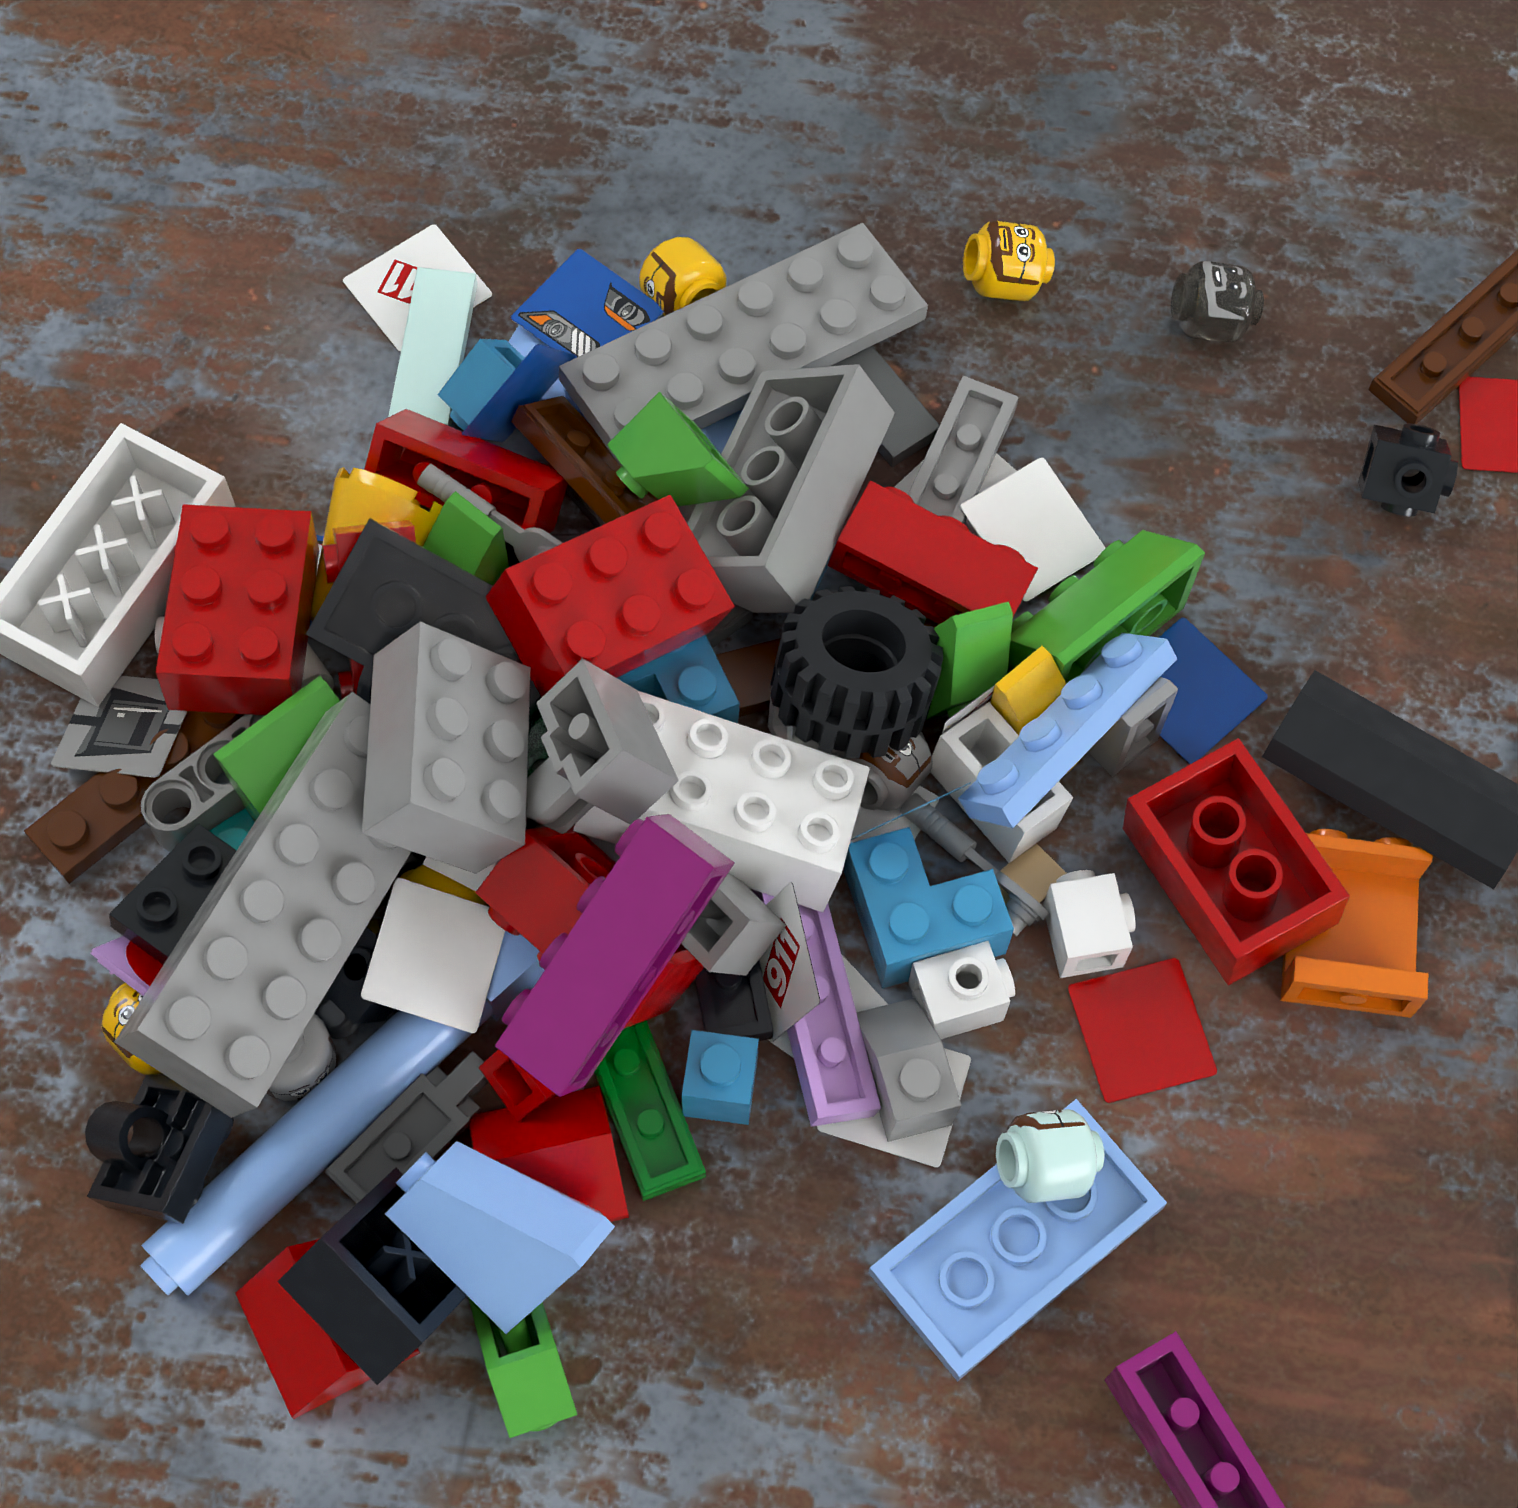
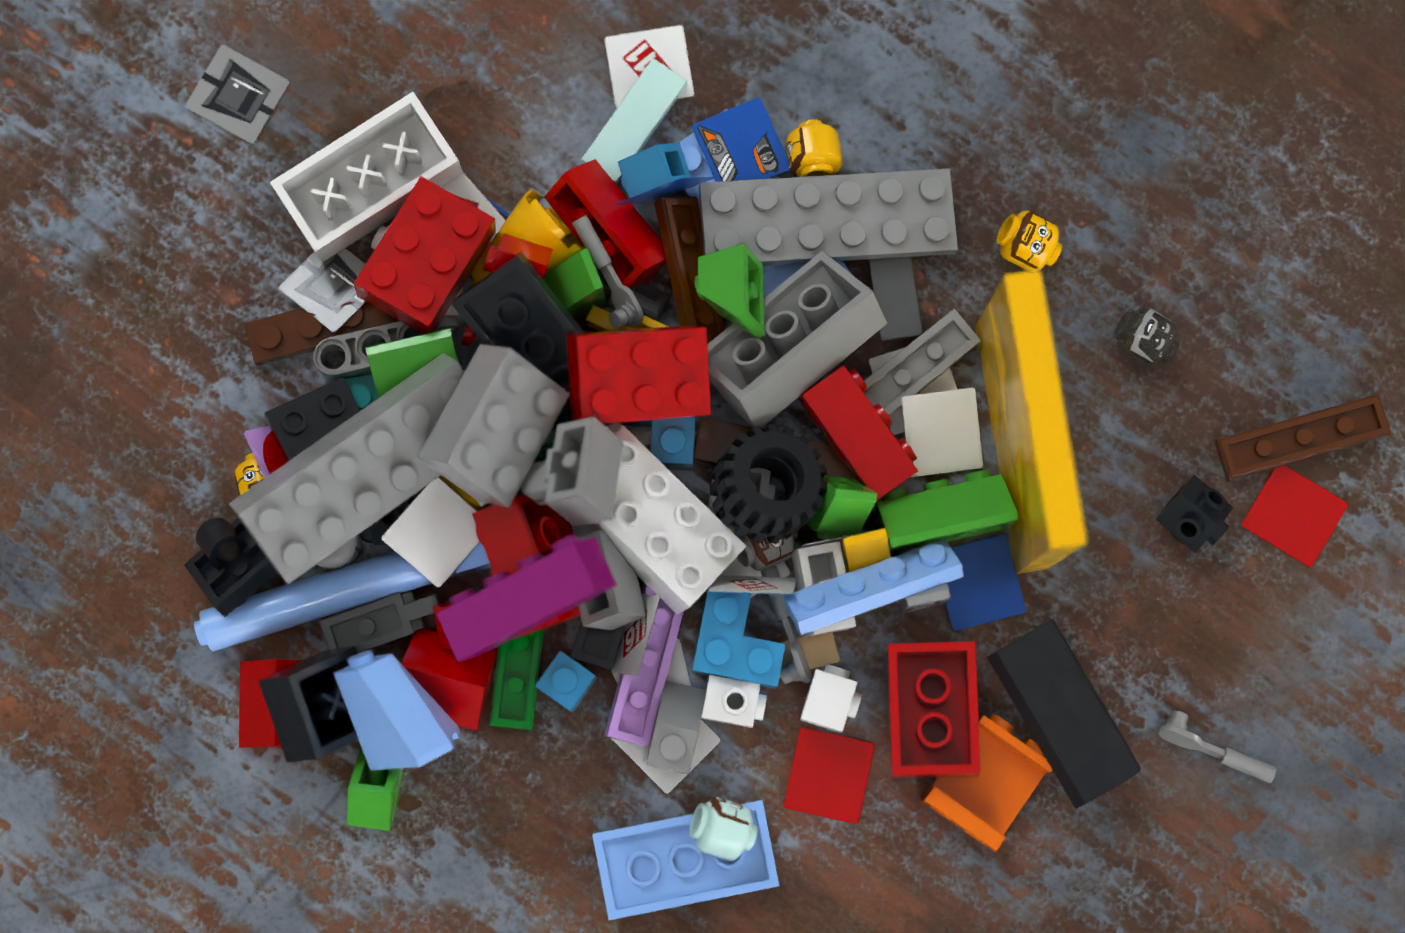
camera: 30 degrees right, 15 degrees up
(1162, 407) = (1030, 423): none -> yellow tile

